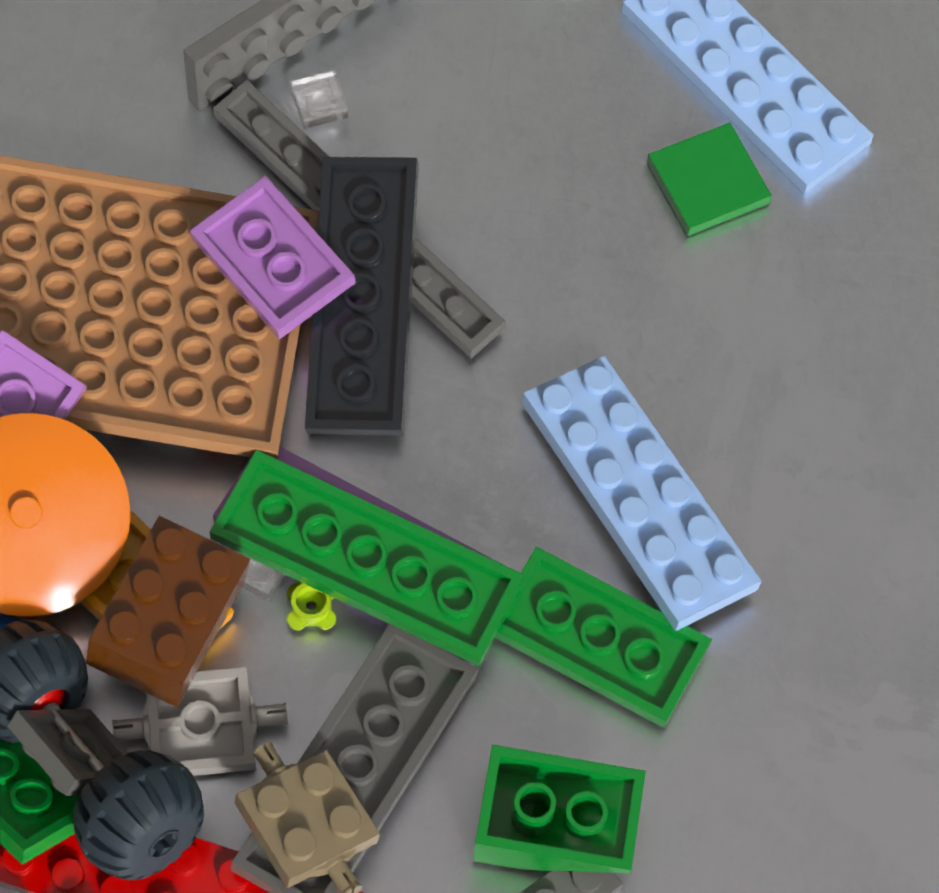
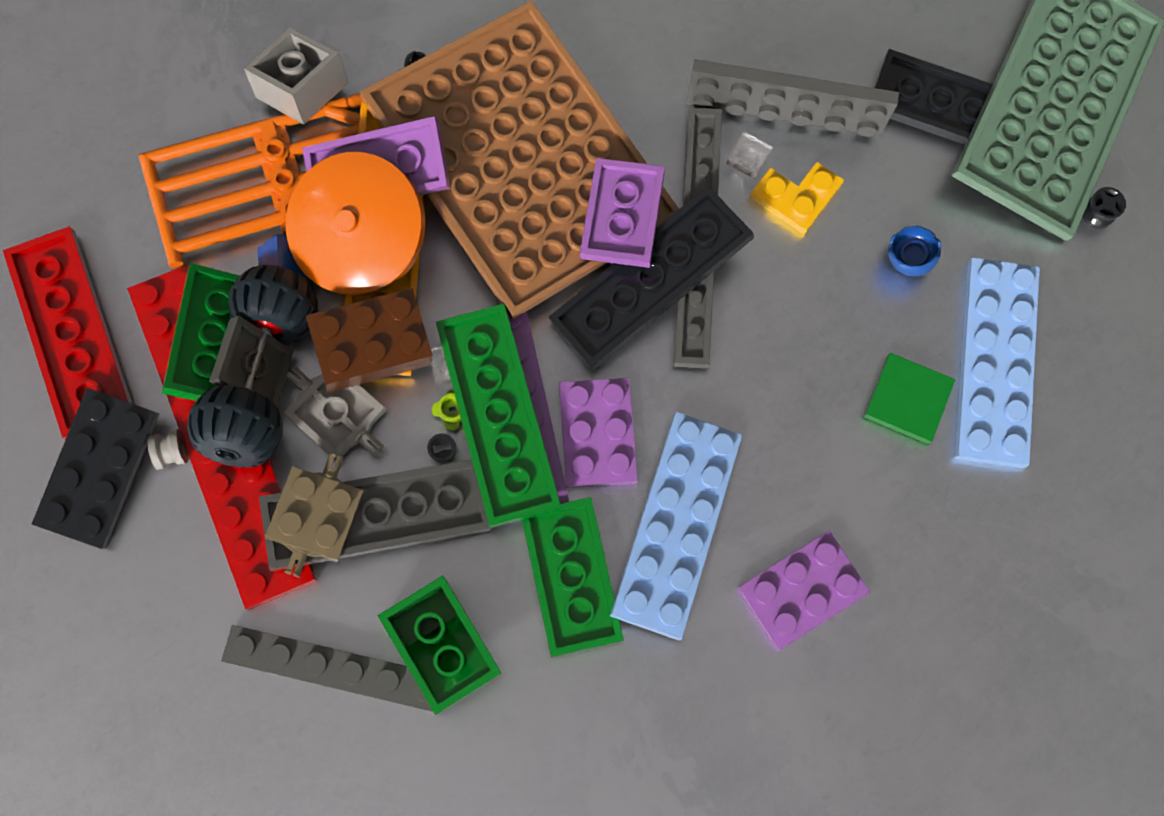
camera: 50 degrees right, 10 degrees up
(353, 653) = (444, 455): none -> black hinge
(412, 104) = (796, 204): none -> yellow plate
(471, 487) = (598, 433): none -> medium lavender plate
(568, 43) = (914, 251): none -> blue hair
(810, 437) = (803, 590): none -> medium lavender plate

